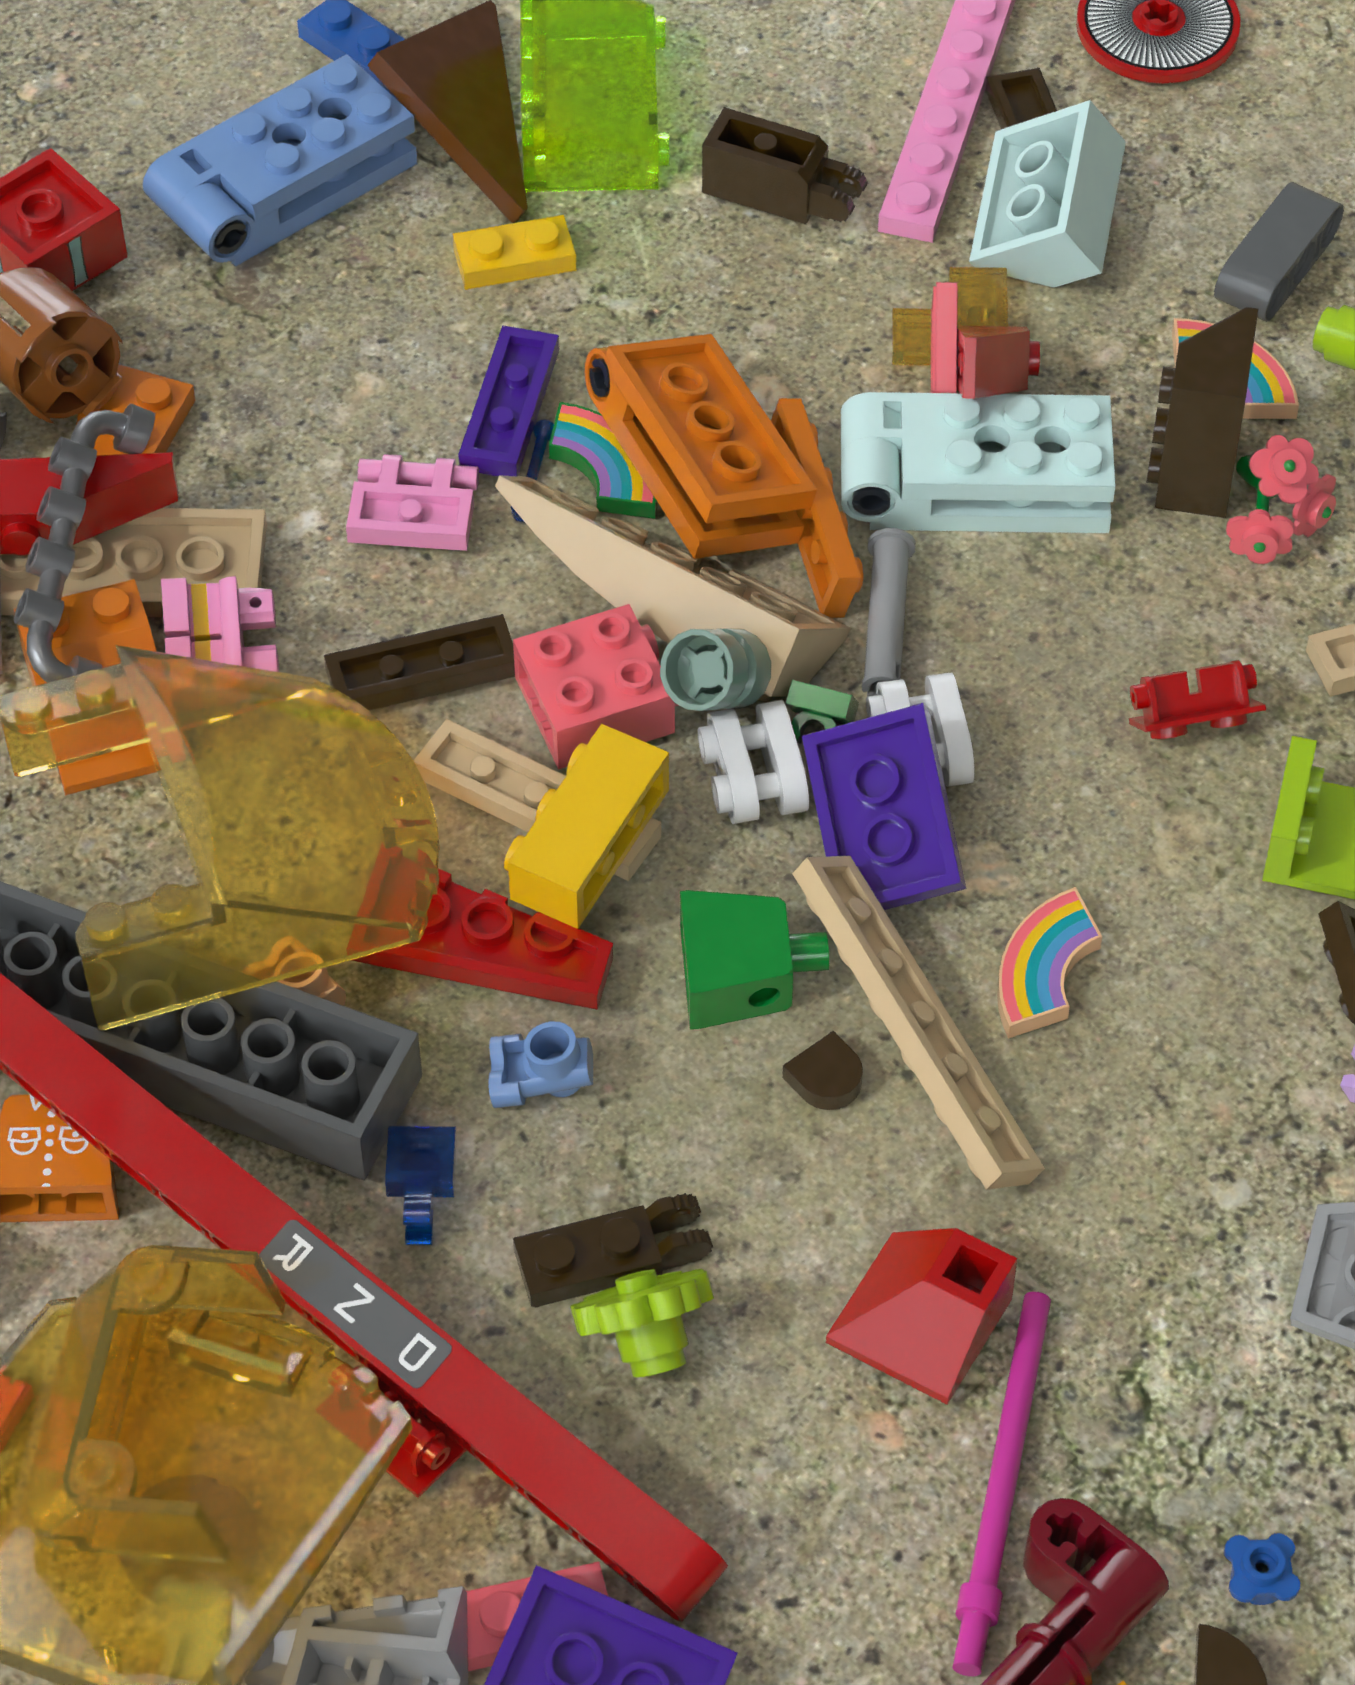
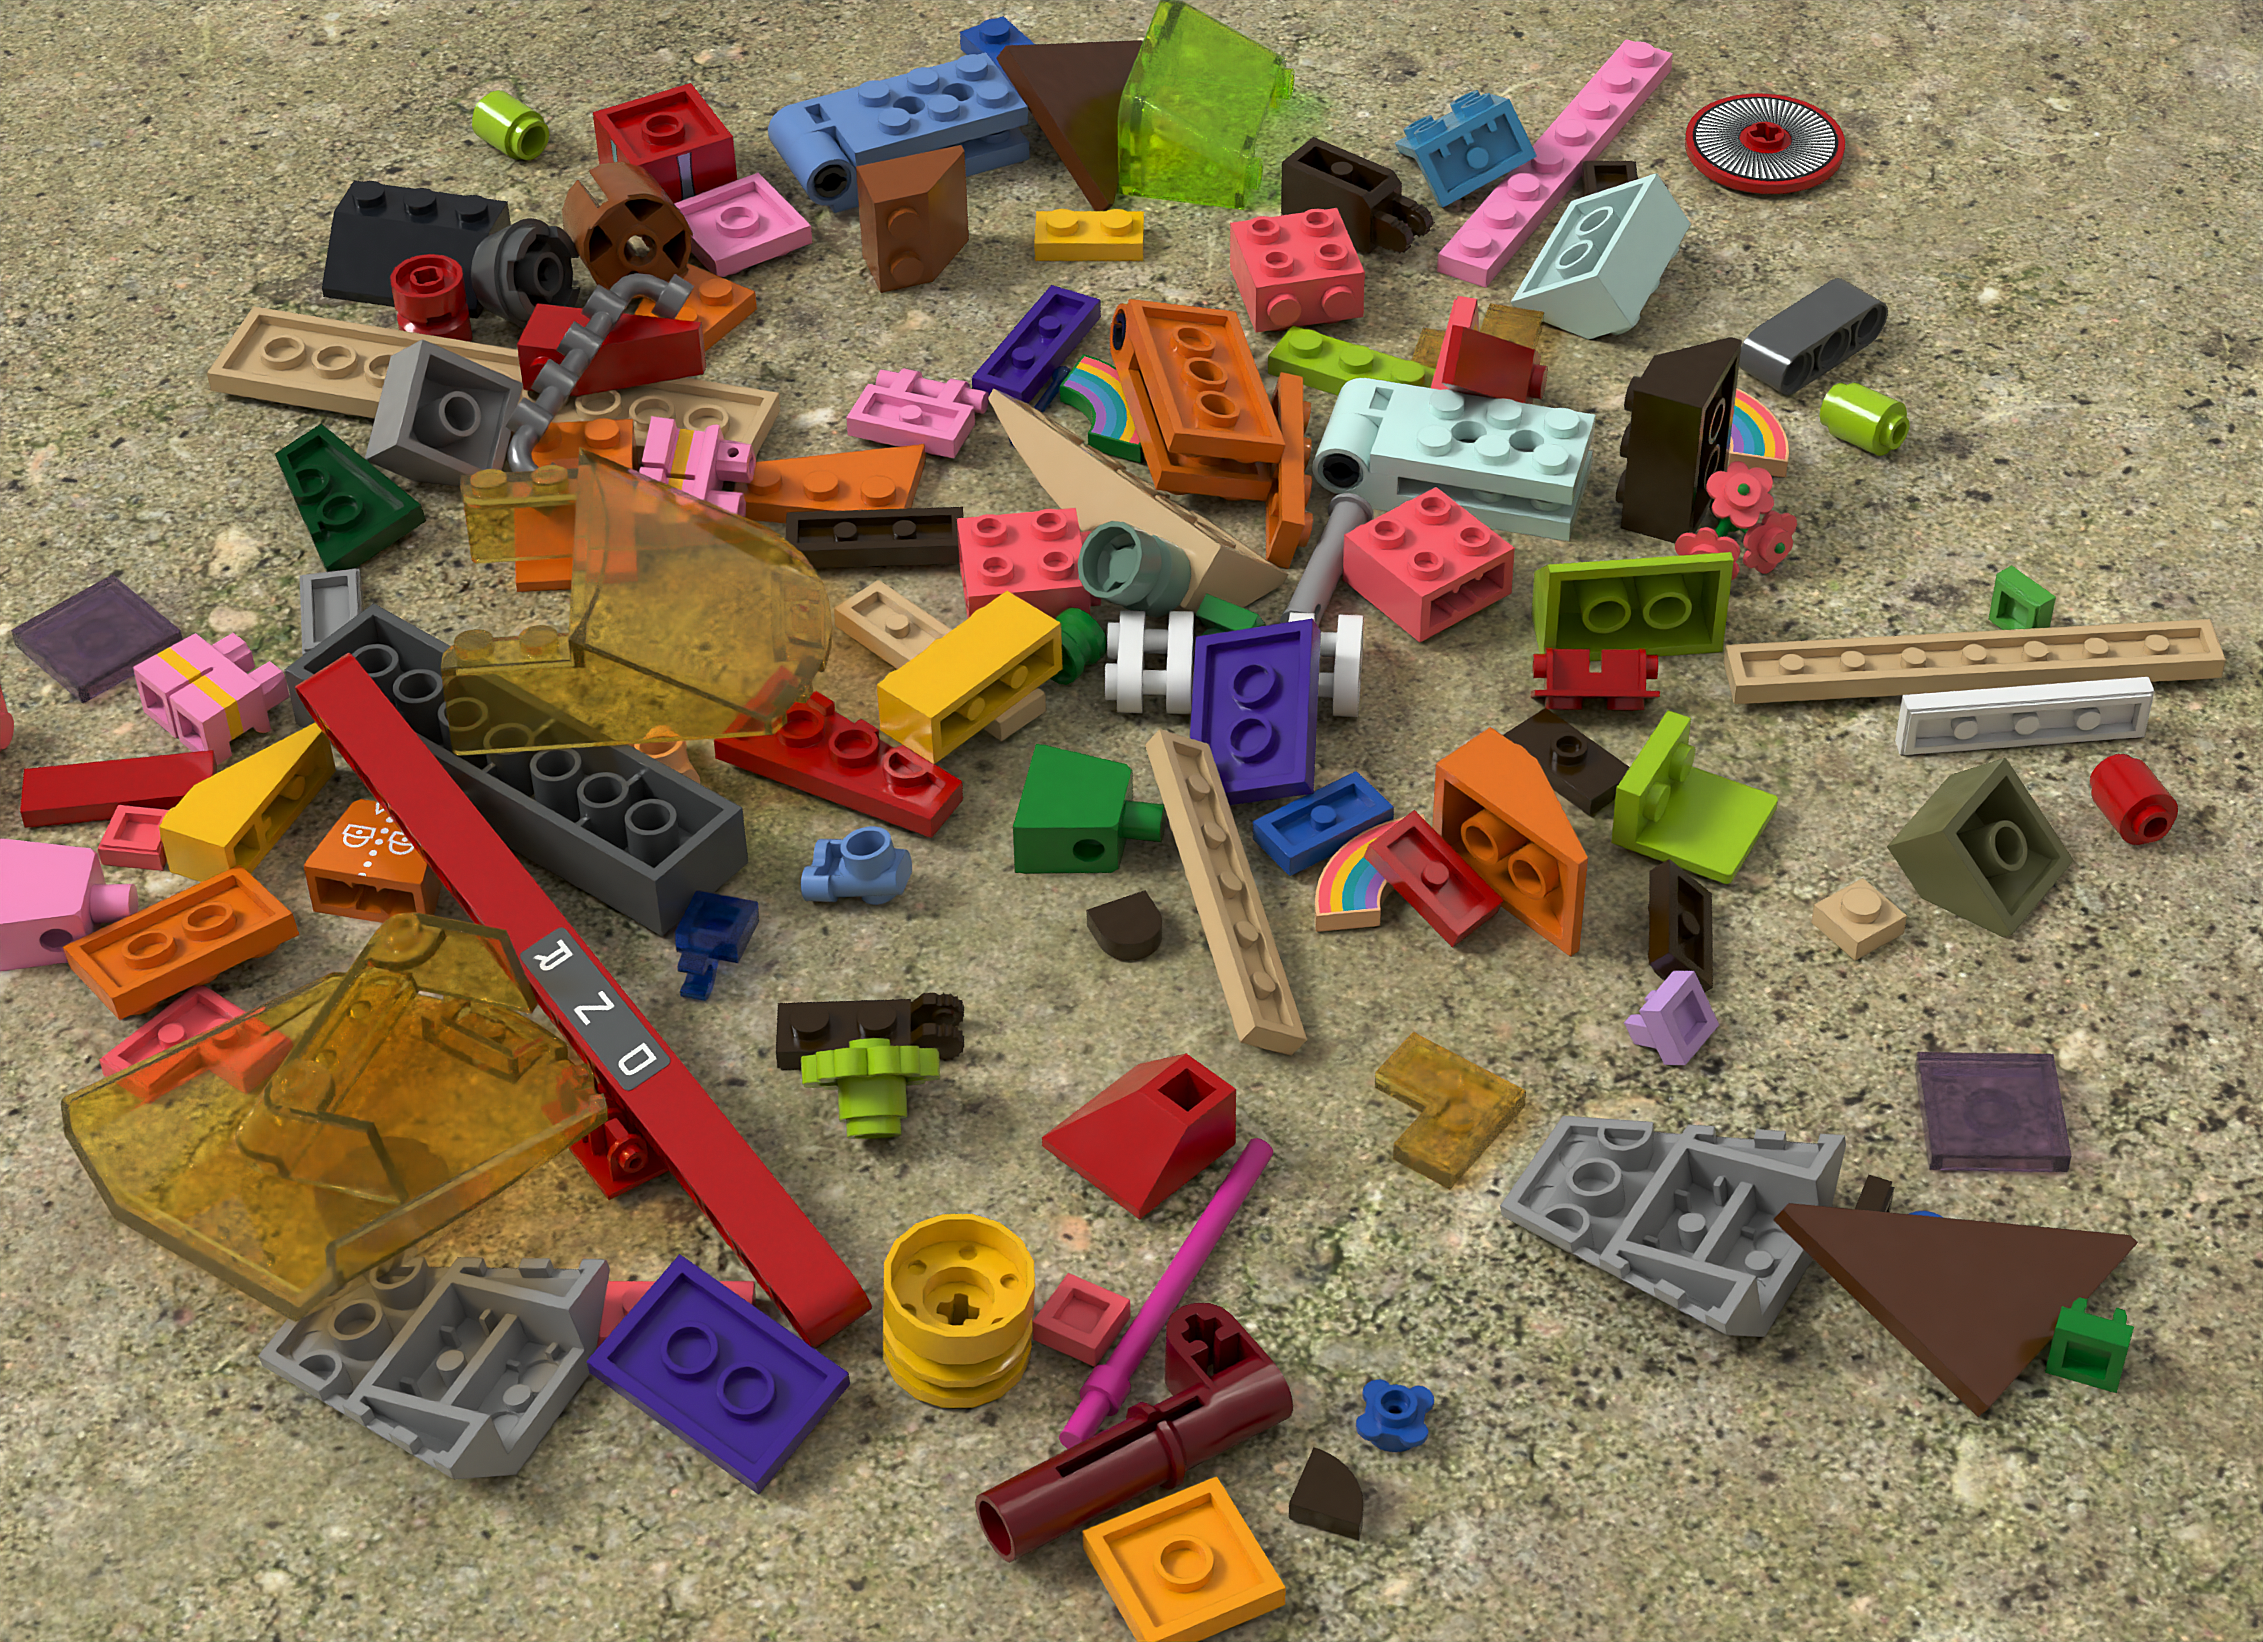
camera: 15 degrees right, 10 degrees down
(152, 303) = (742, 225): none -> bright pink plate
(334, 272) = (912, 216): none -> dark orange slope
(356, 607) = (834, 482): none -> orange wing
(683, 751) = (1081, 644): none -> green wheel
(748, 264) = (1296, 270): none -> coral brick
(830, 1524) = (958, 1310): none -> yellow wheel
(832, 368) = (1331, 363): none -> lime plate
(869, 80) = (1467, 145): none -> dark azure bracket
(932, 1533) = (1081, 1319): none -> coral plate
(980, 917) = (1320, 822): none -> blue plate
(991, 596) = (1428, 564): none -> coral brick
(1113, 963) = (1433, 878): none -> red plate
(1184, 907) = (1514, 834): none -> orange slope
(1192, 795) = (1570, 760): none -> dark brown plate
(1206, 610) = (1633, 604): none -> lime slope
(1212, 1204) = (1458, 1104): none -> clear yellow tile

